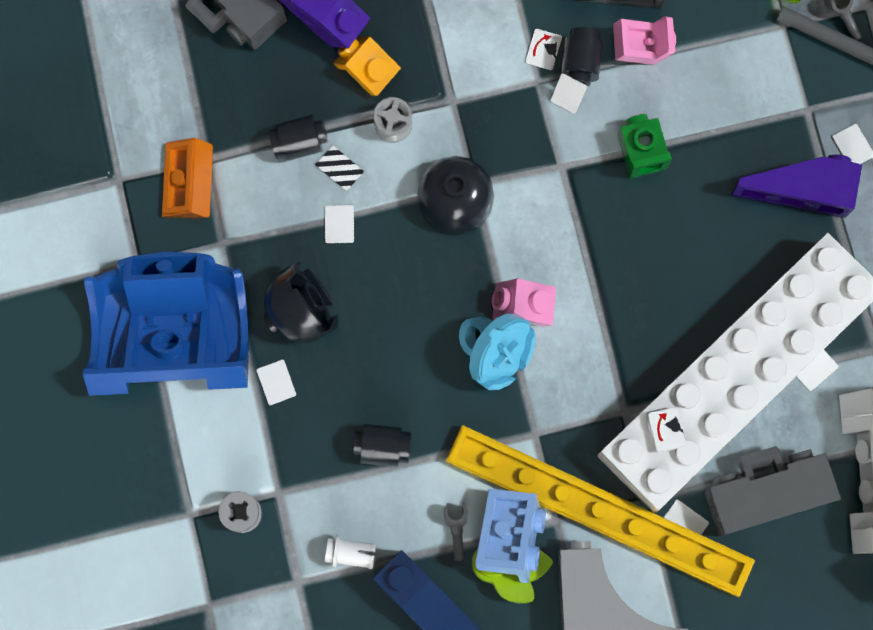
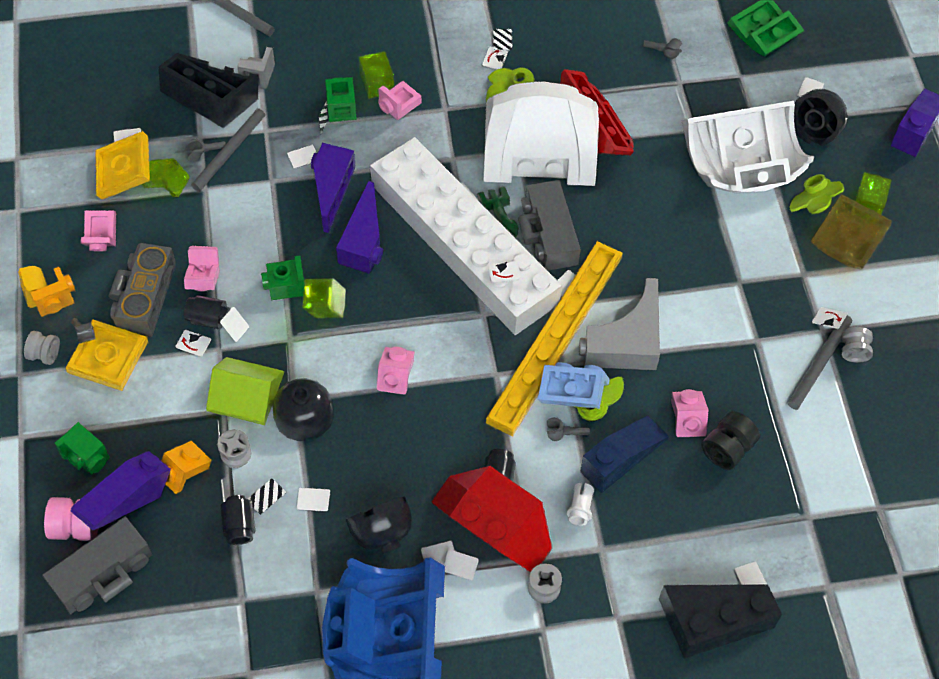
camera: 90 degrees left, 20 degrees down
(187, 179) = (257, 615): orange slope -> none
(264, 408) = (460, 564): none -> white sticker
(319, 444) = (498, 514): none -> red wedge
(480, 119) = (243, 390): none -> lime slope
(499, 350) = (430, 382): medium azure tile -> none
(611, 198) = (324, 298): none -> clear neon green brick
(723, 238) = (360, 242): none -> dark purple slope
(758, 432) = (497, 205): none -> dark green hinge

